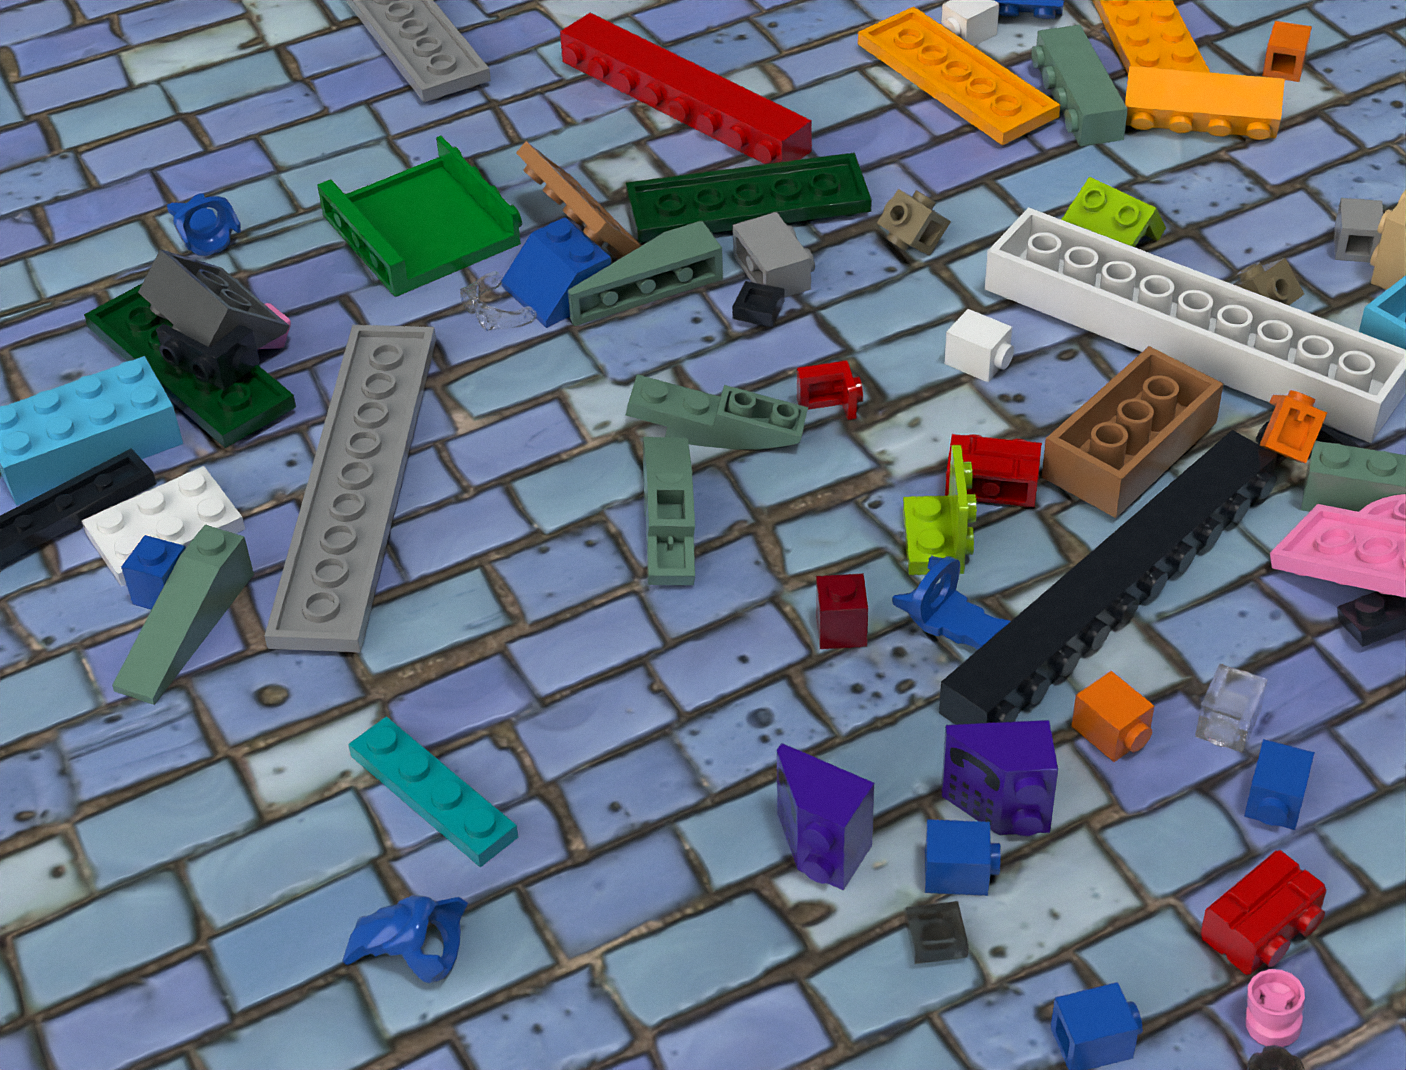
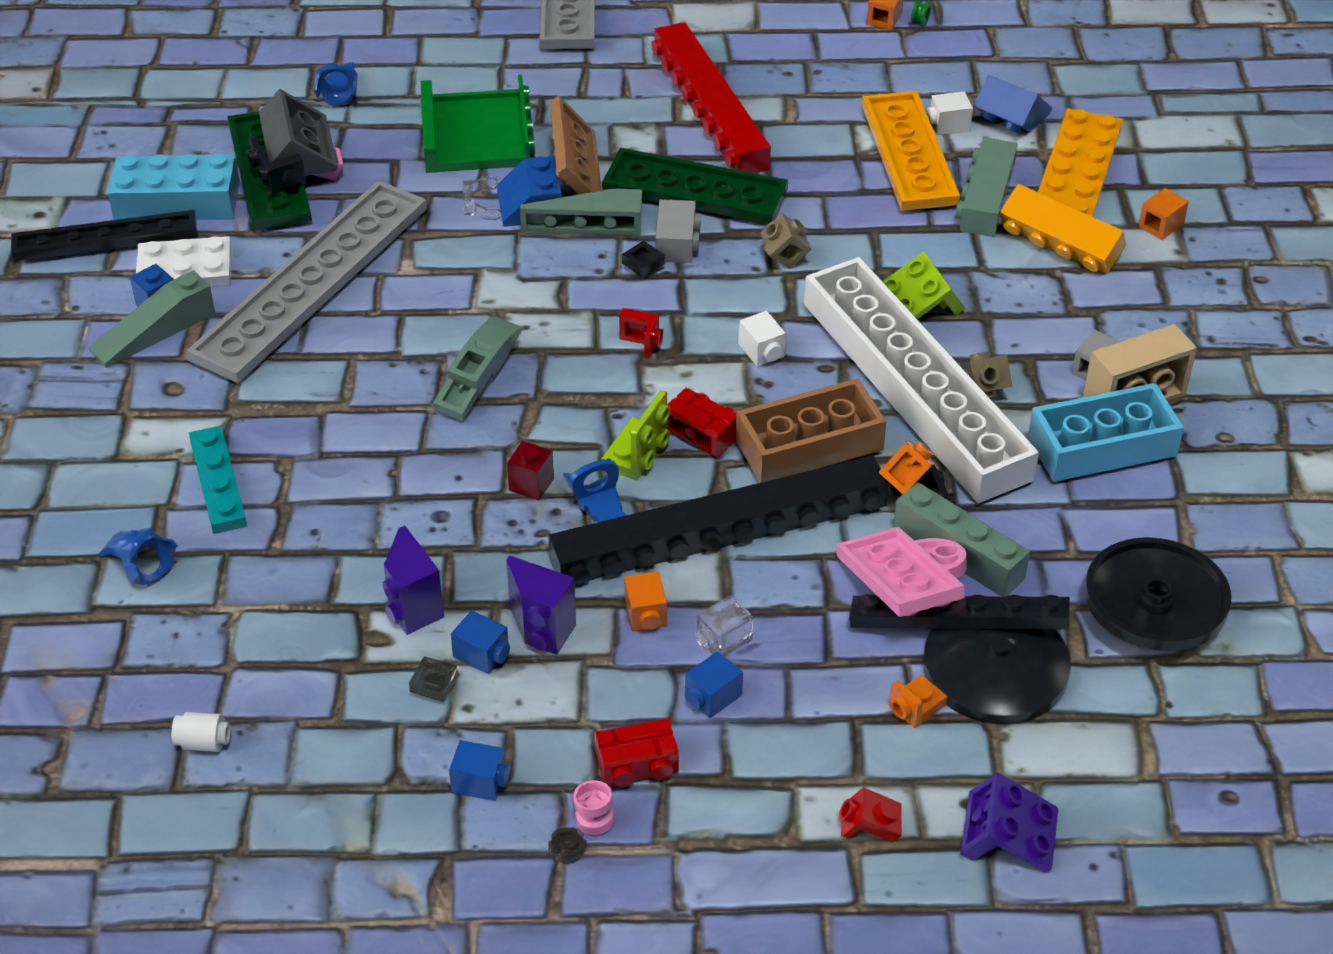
camera: 25 degrees right, 0 degrees up
(728, 422) = (556, 324): sand green slope -> none

